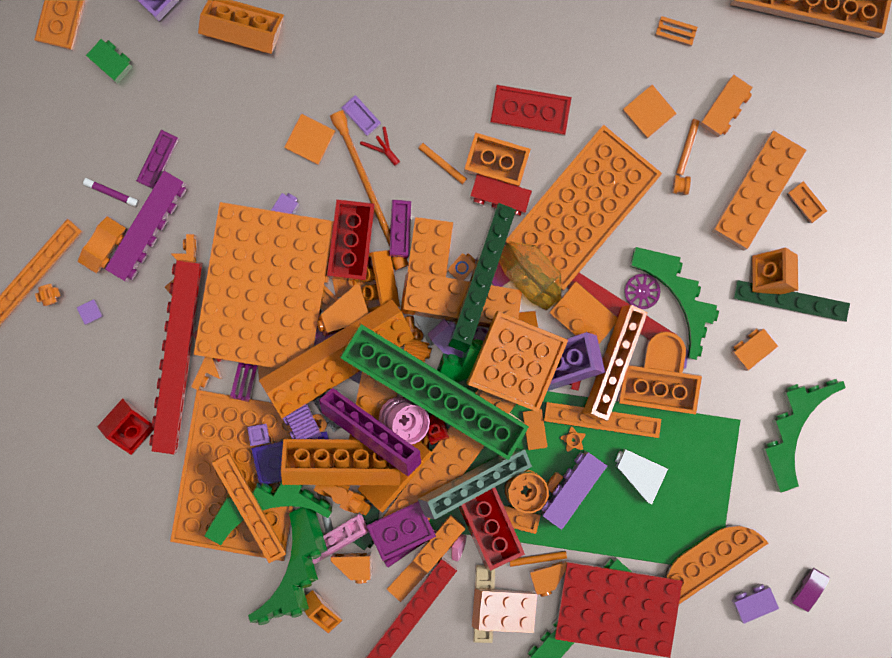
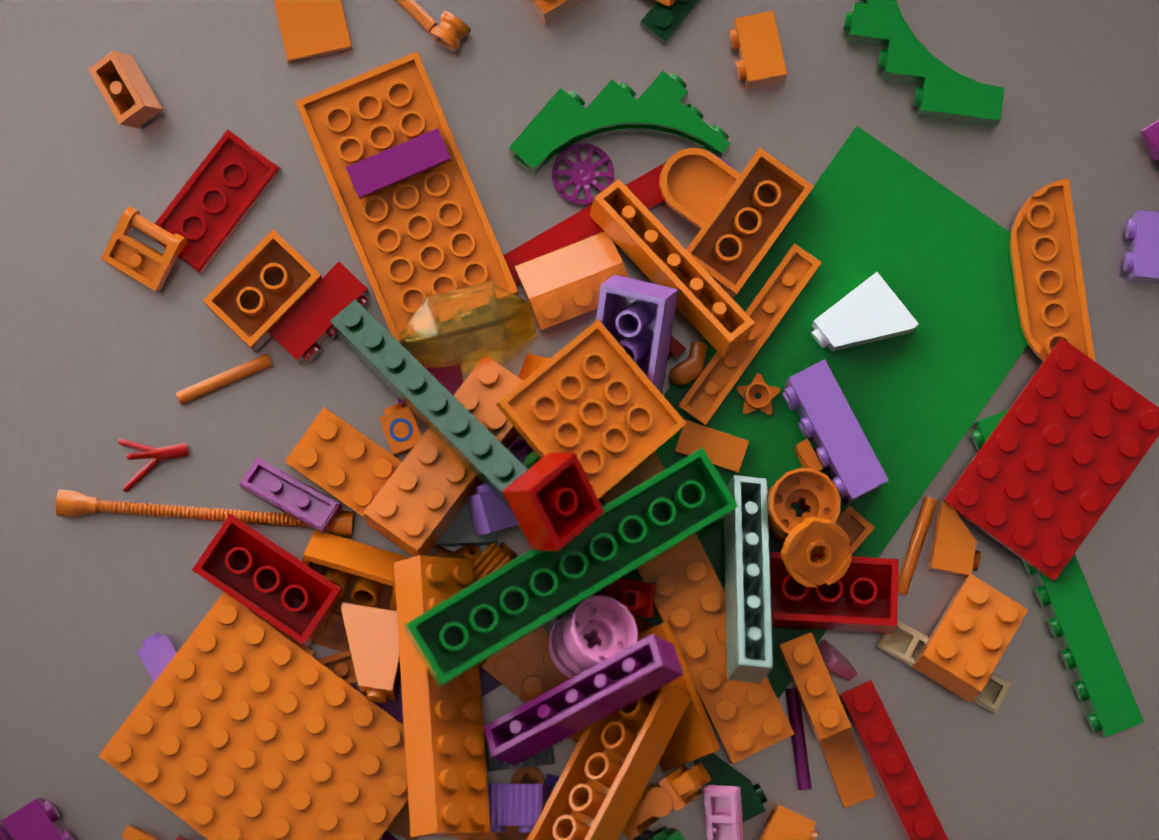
camera: 65 degrees left, 5 degrees down
(309, 139) = (77, 566): orange tile -> none
(361, 115) = (82, 466): medium lavender tile -> none
(400, 531) = (764, 734): magenta tile -> none
(461, 366) = (553, 501): none -> red brick
(481, 84) = (138, 258): none -> orange plate
(506, 501) = (803, 539): none -> orange plate
(564, 34) = (125, 89): none -> orange brick
(569, 398) = (690, 368): none -> orange arm
(598, 194) = (398, 163): none -> magenta tile

